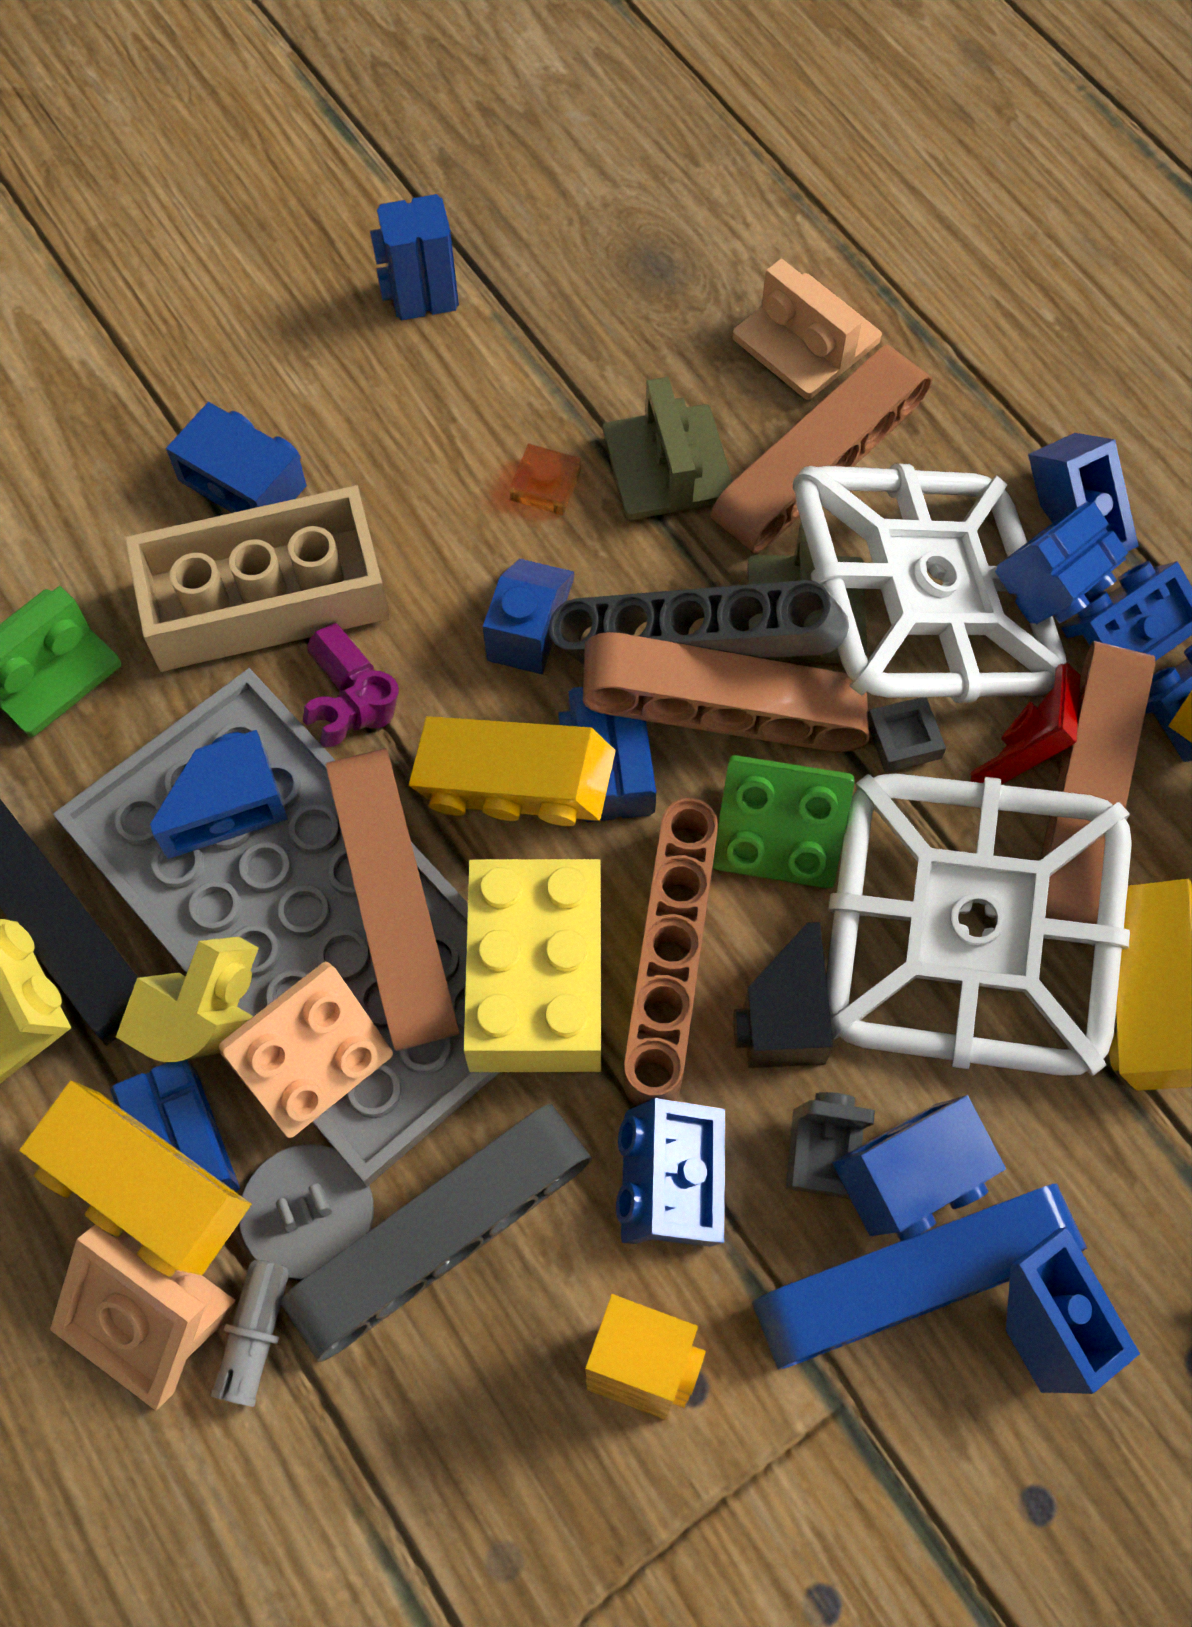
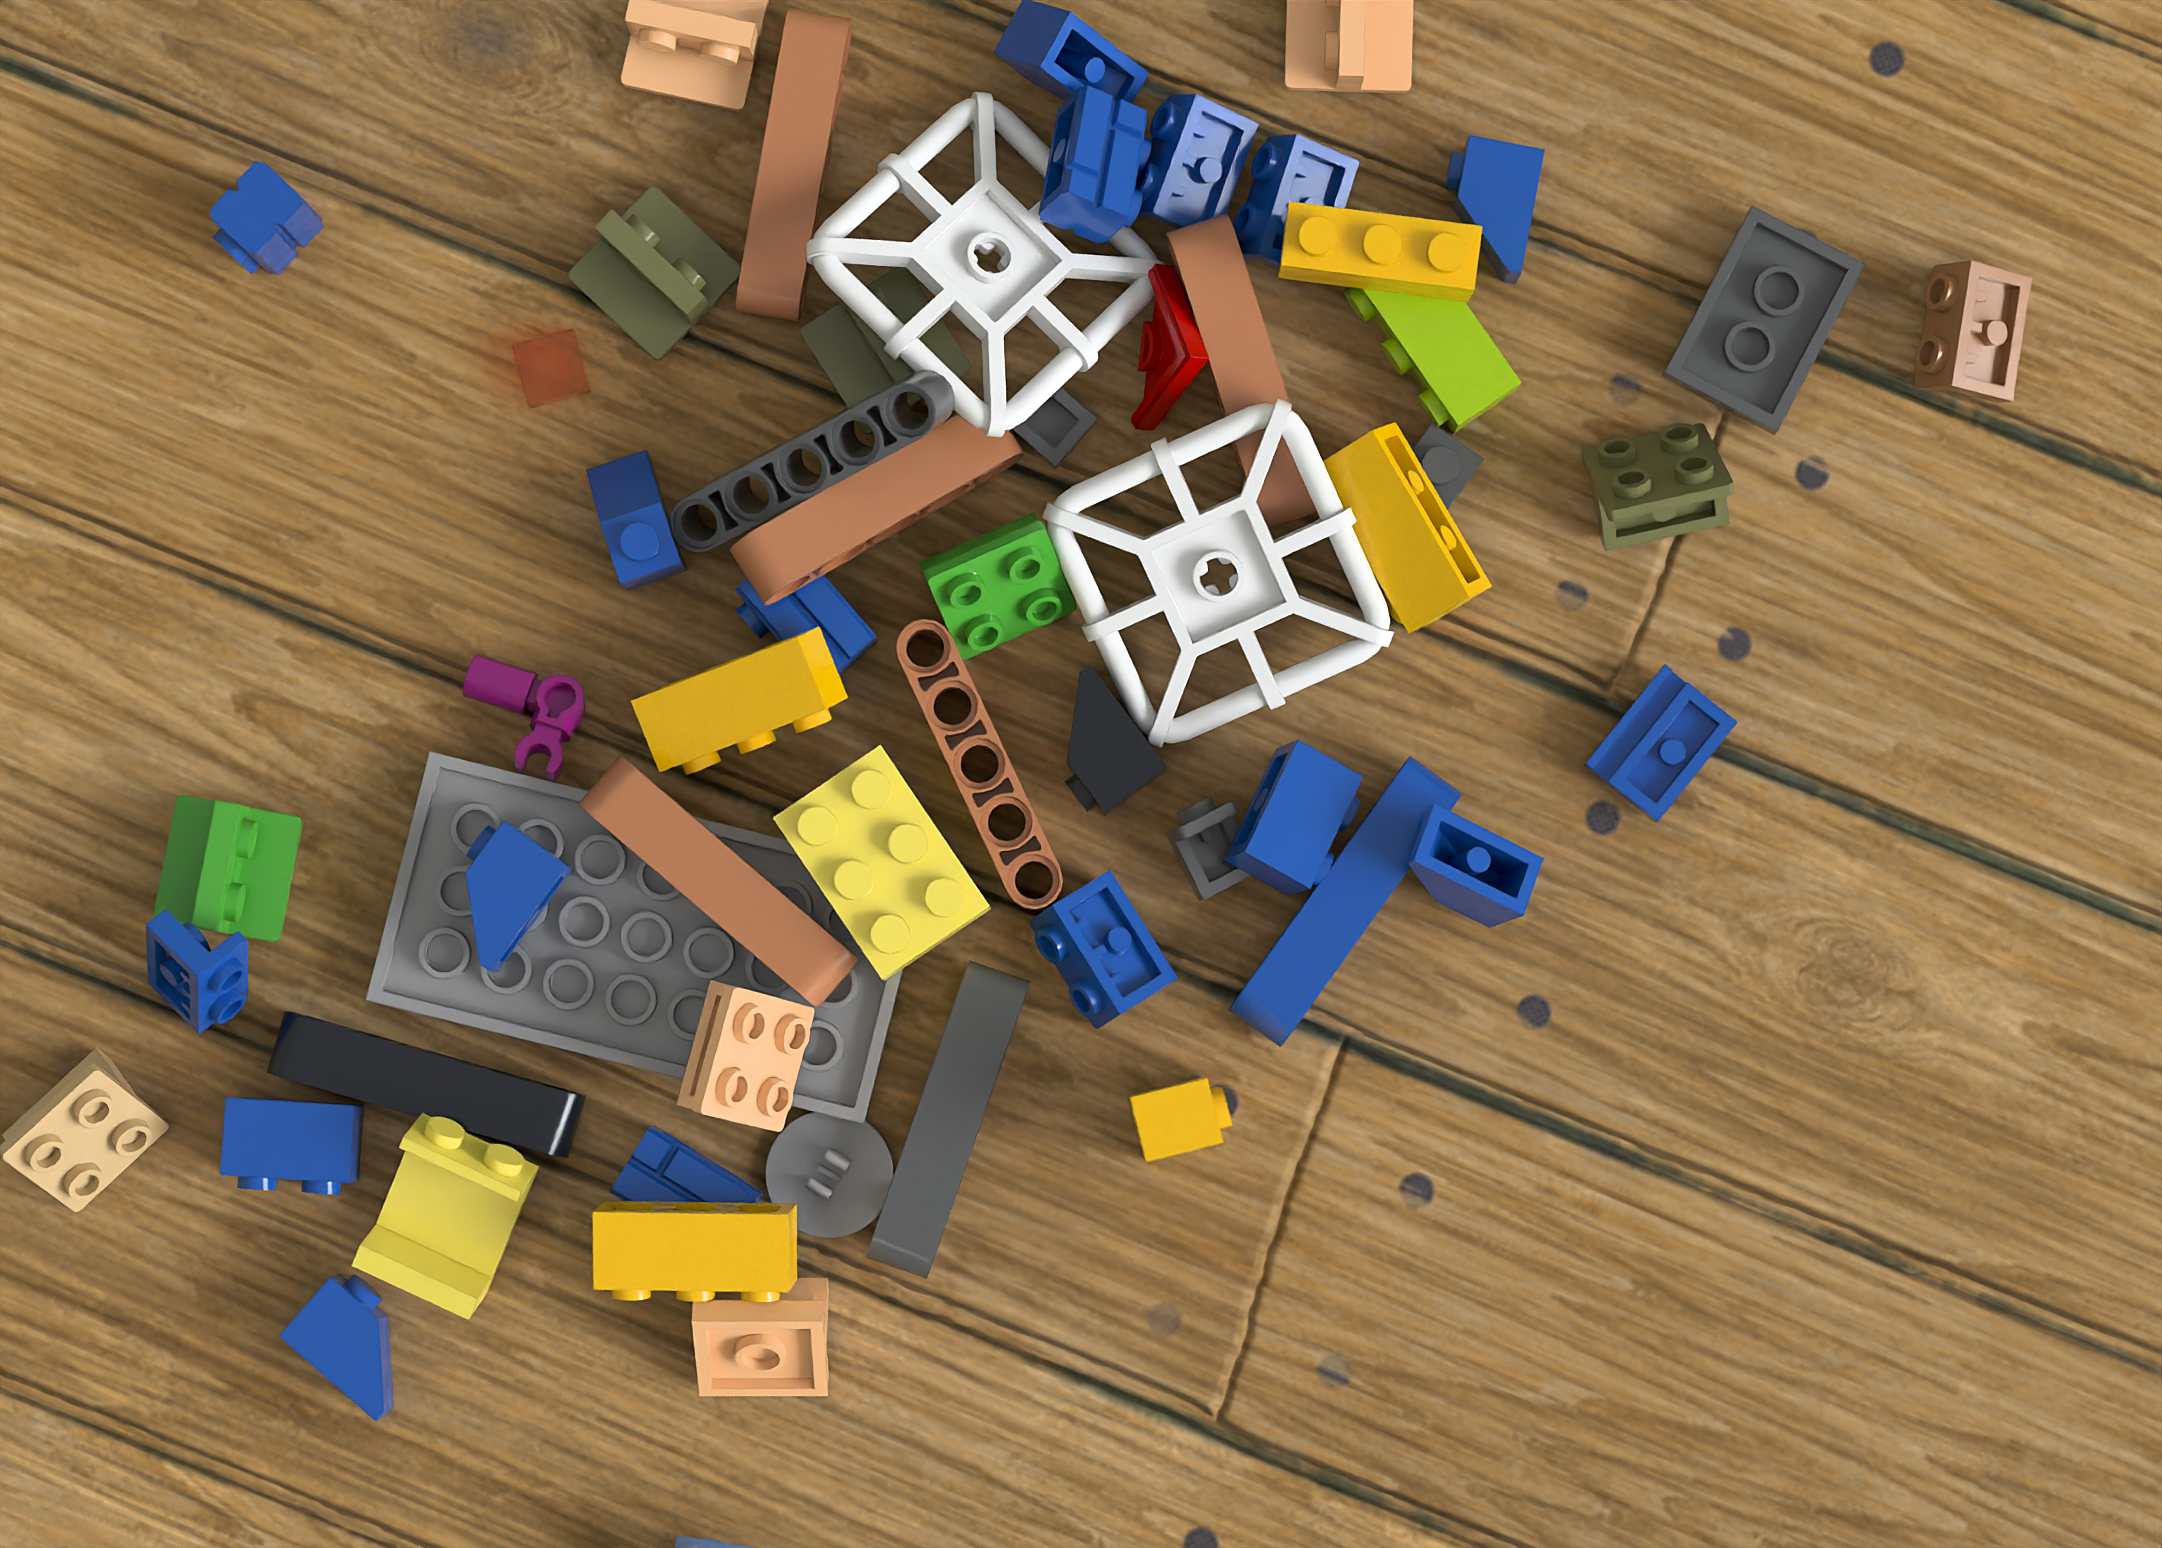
camera: 35 degrees left, 20 degrees up
(191, 1014) = (630, 1095): light yellow brick -> none
(234, 462) = (256, 553): blue brick -> none
(251, 1333) = (859, 1292): light grey axle -> none
(256, 578) = (373, 662): tan brick -> none

